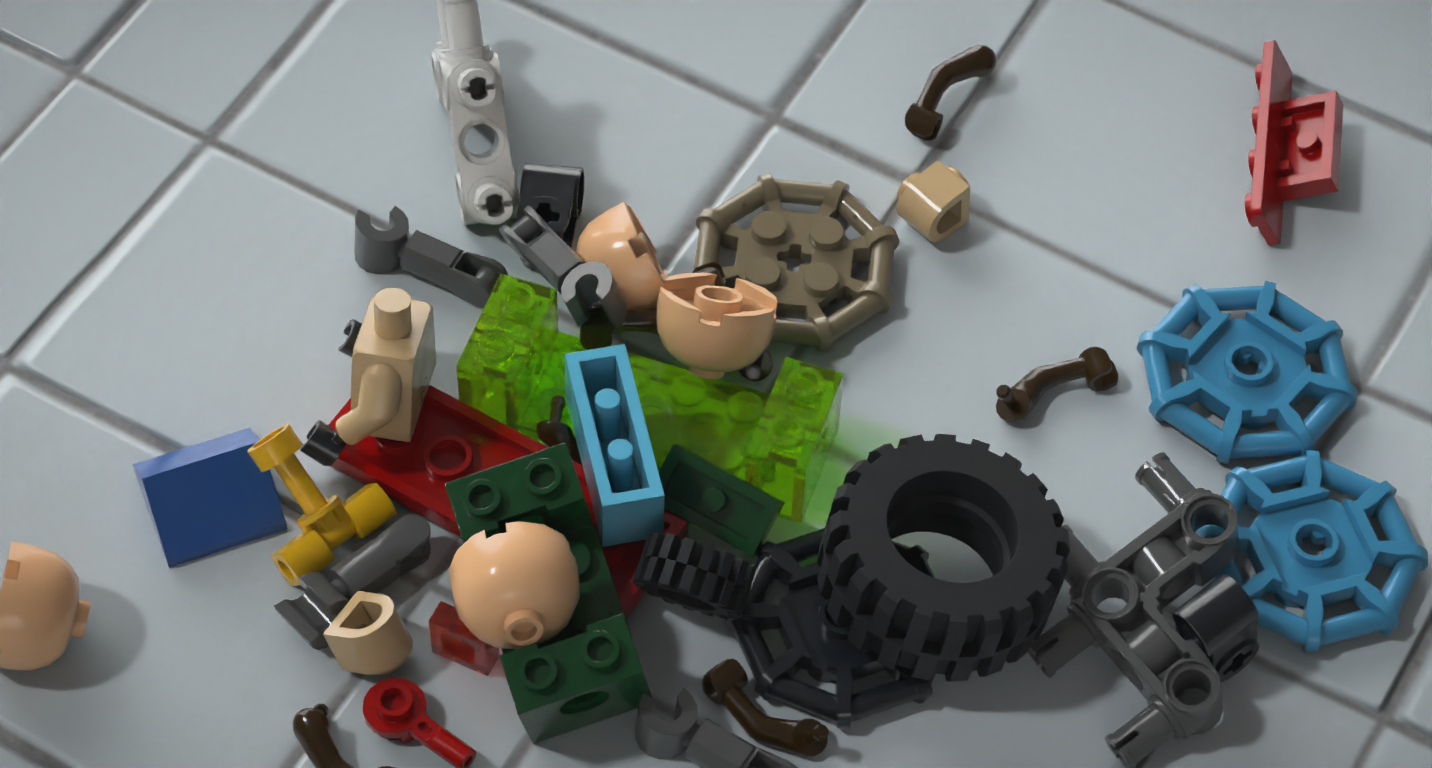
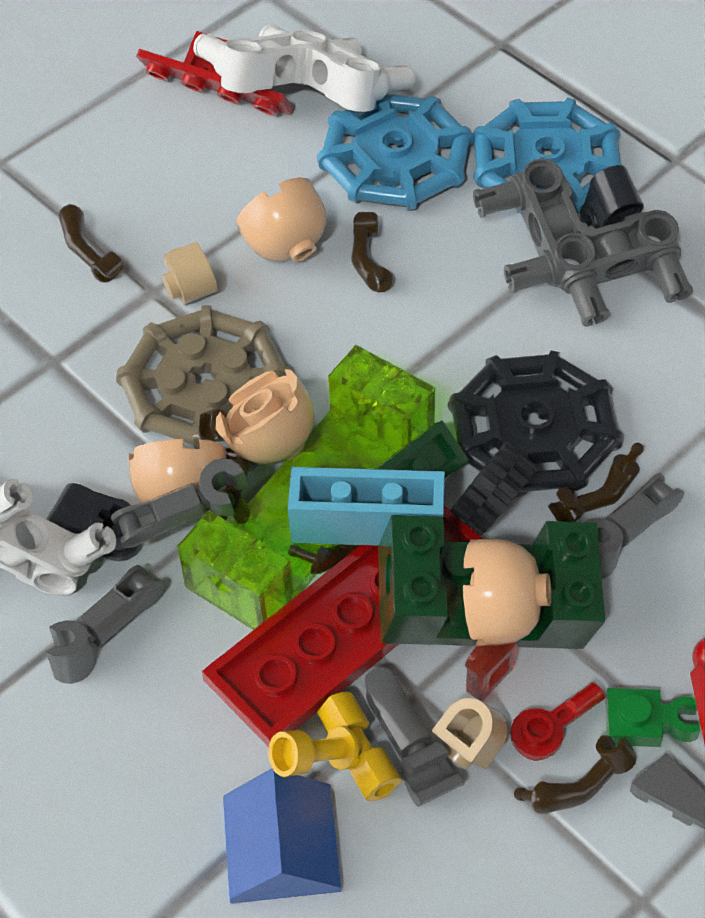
camera: 70 degrees left, 0 degrees up
(389, 376) = (239, 648): tan torso -> none
(931, 621) = (523, 368): black tyre -> none
(1046, 273) = (285, 223): none -> light nougat cylinder
(1337, 215) = (304, 58): none -> white pin

